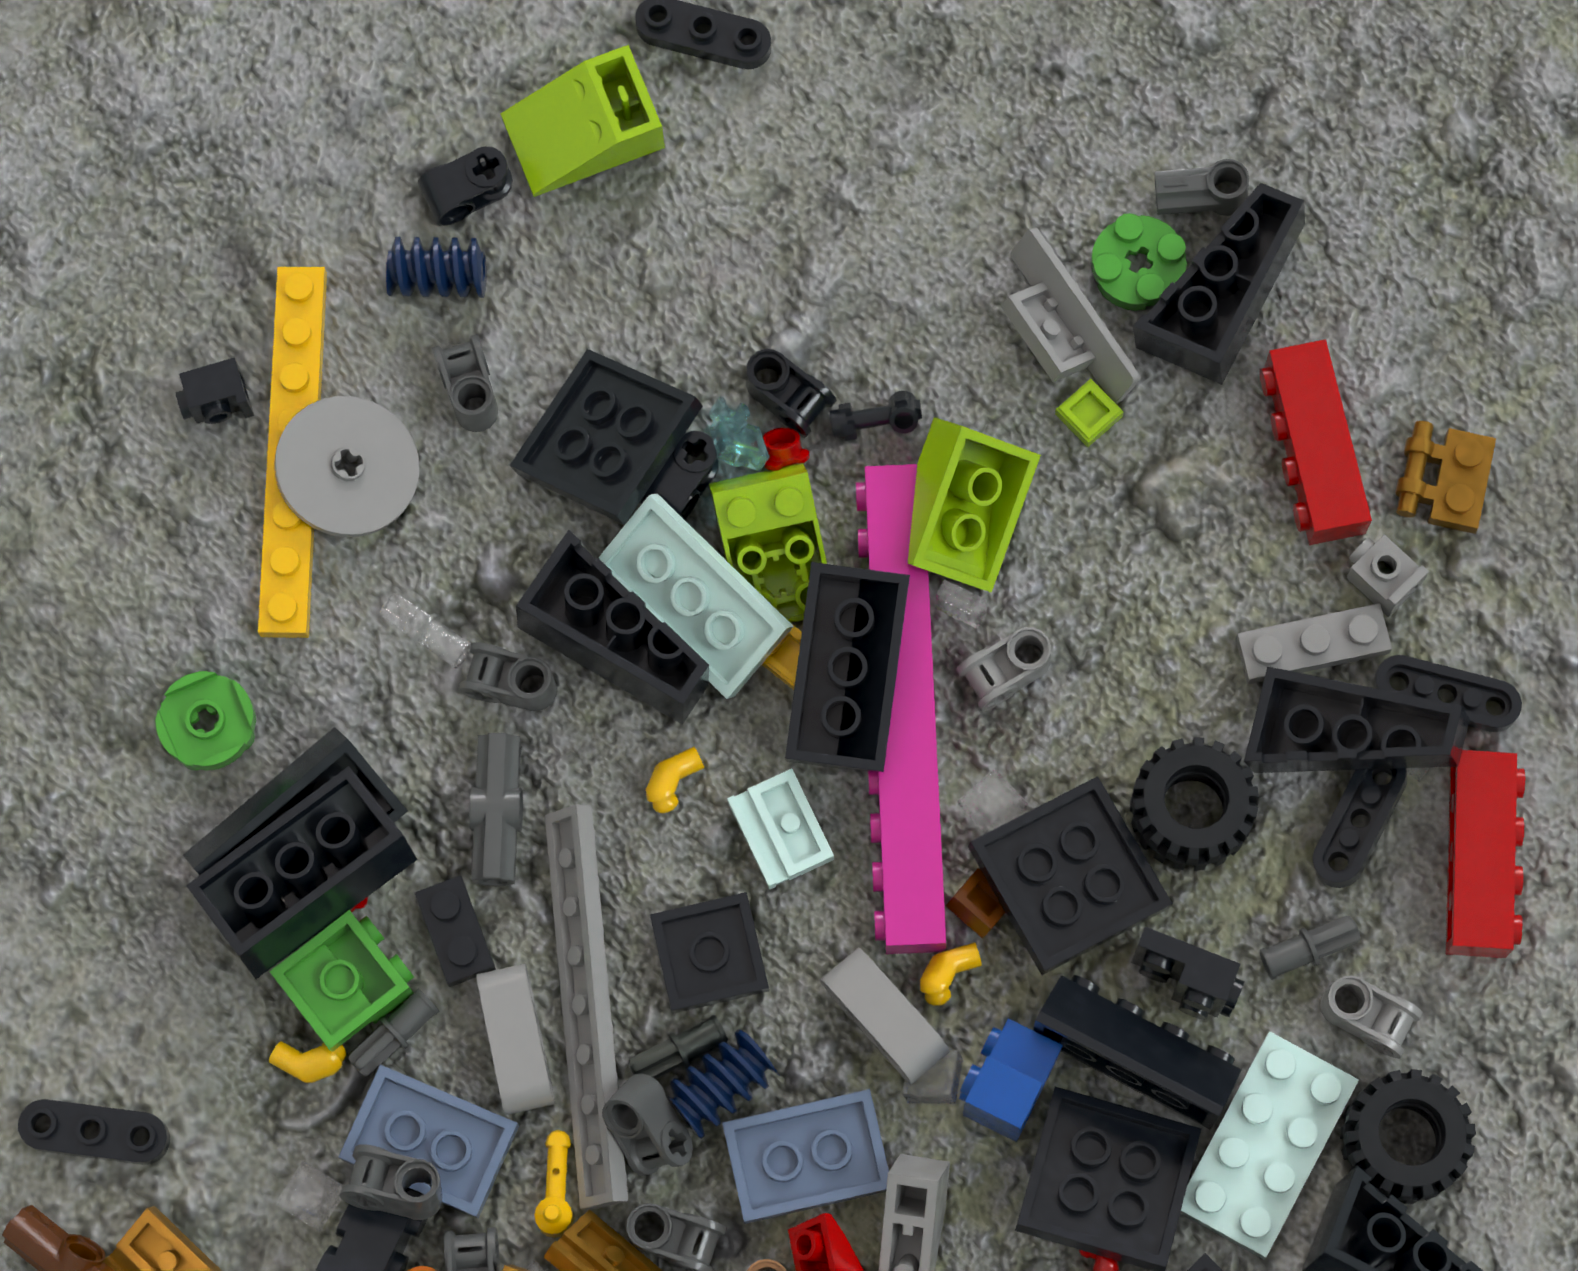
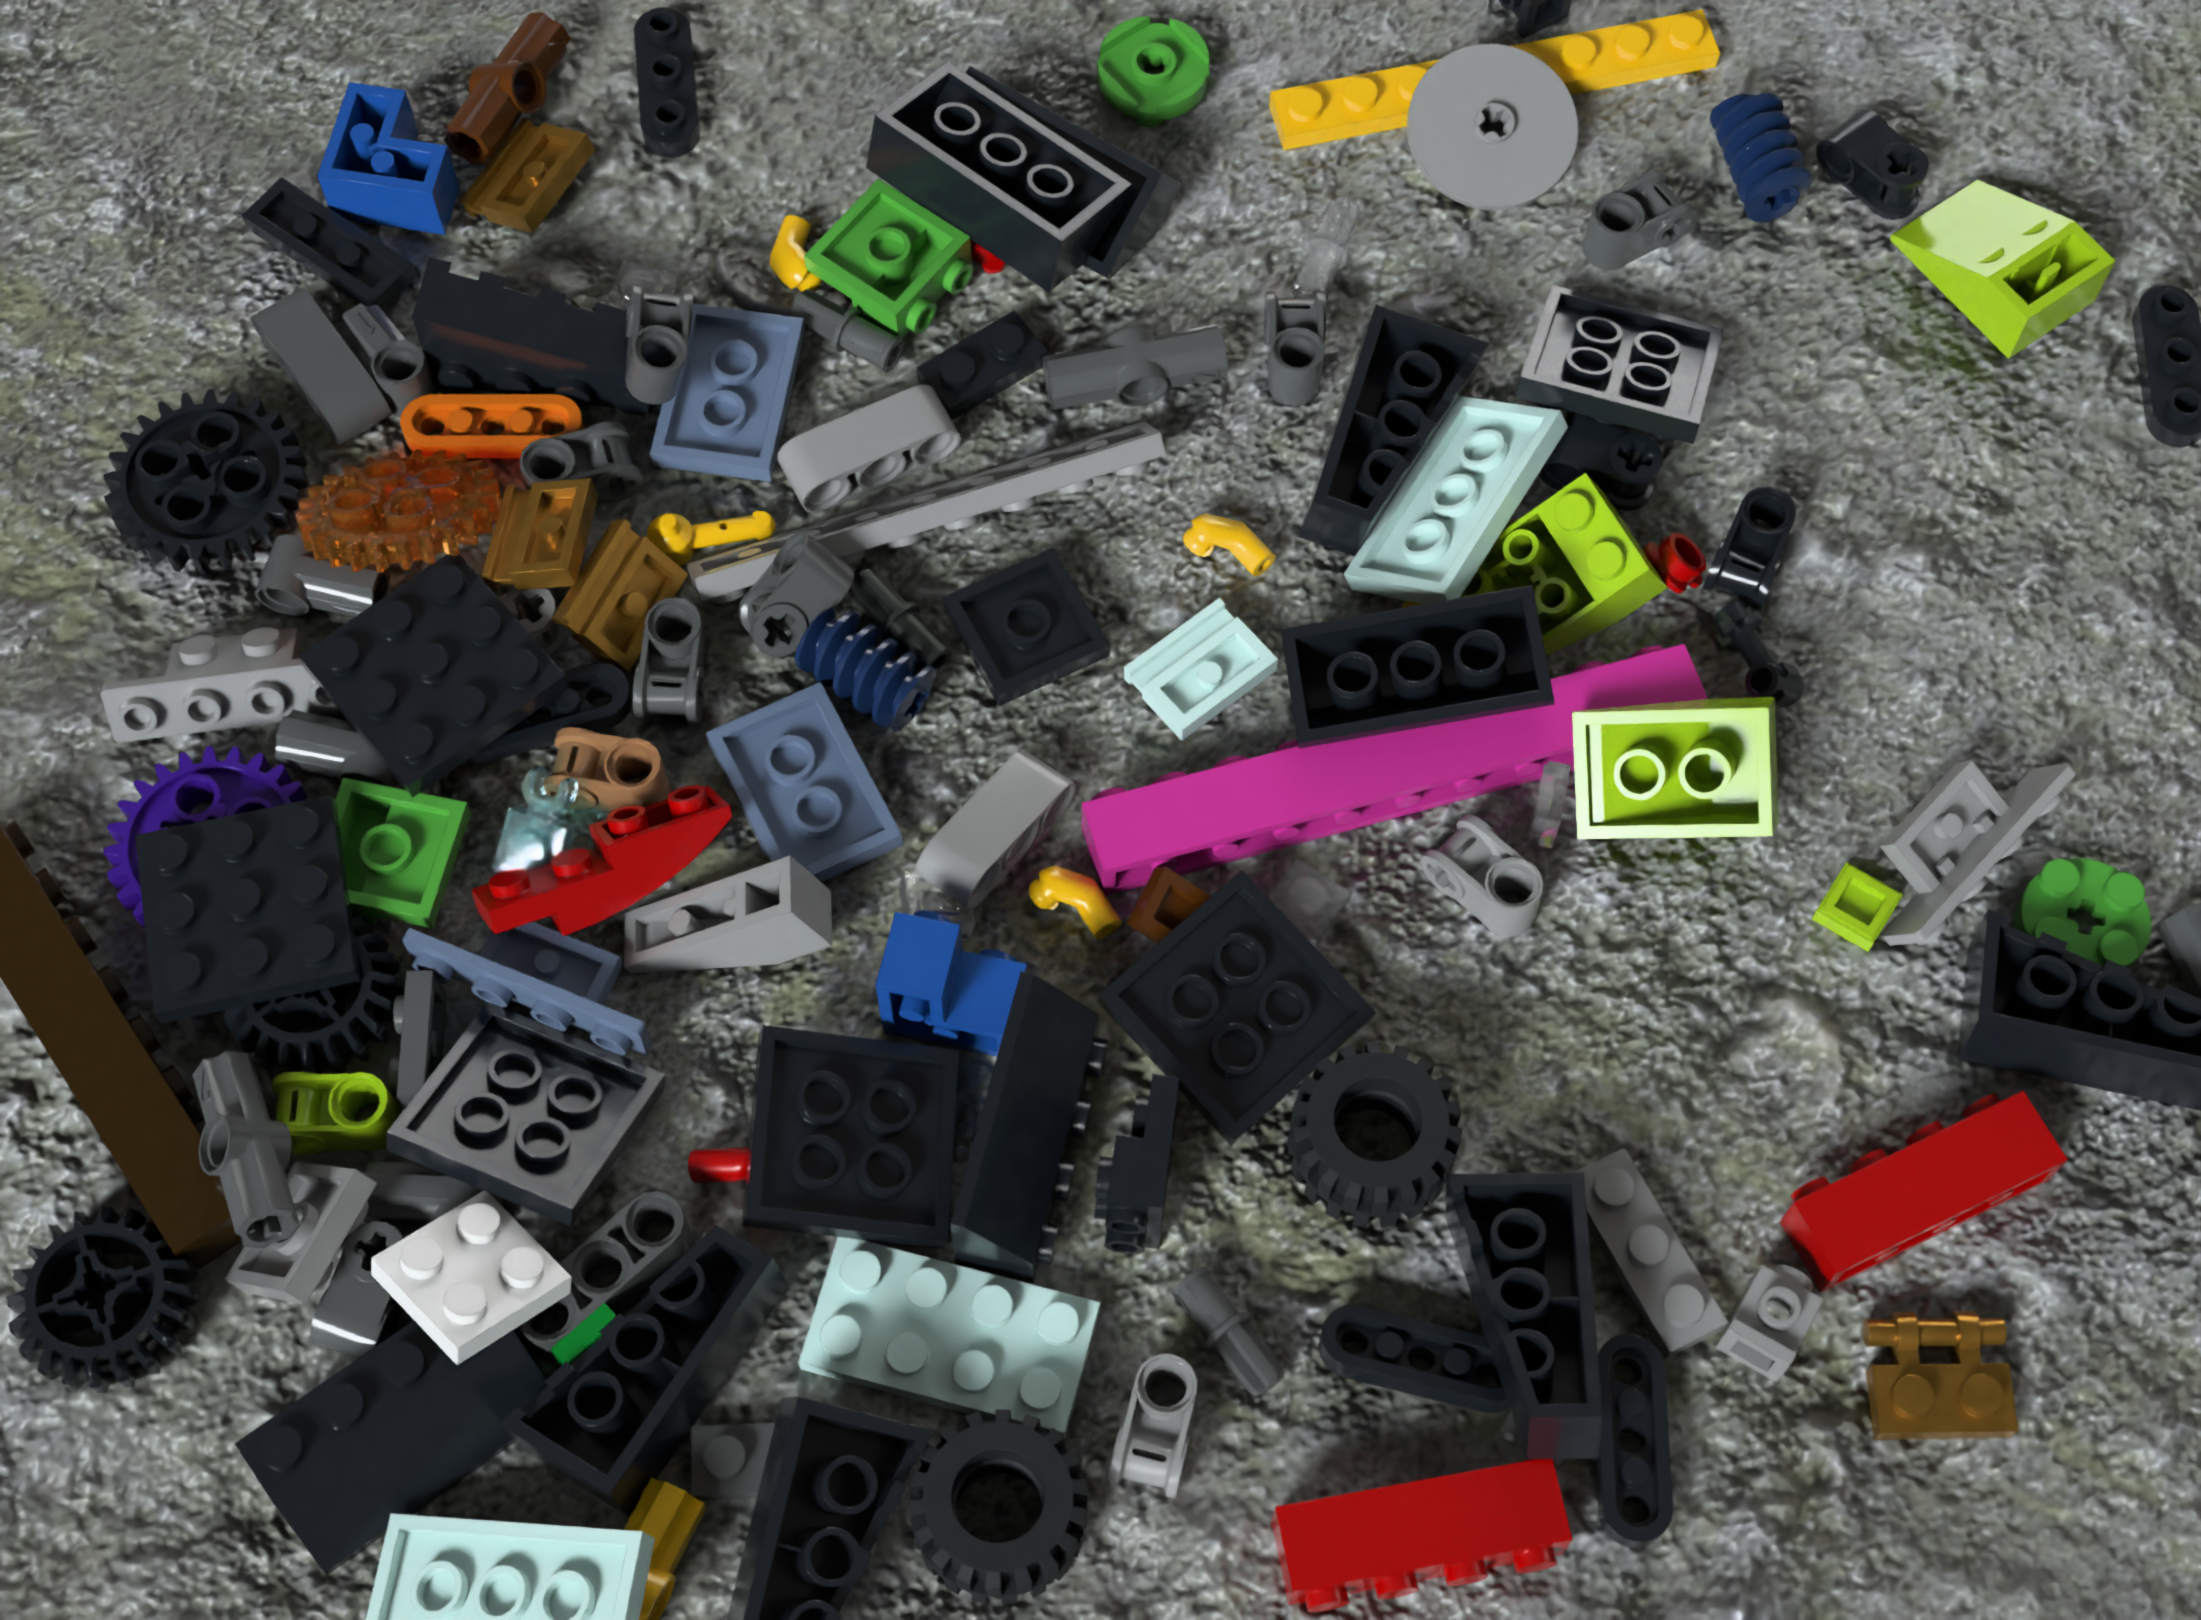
camera: 70 degrees right, 10 degrees down
(734, 438) = (1671, 501): clear light blue plate -> none

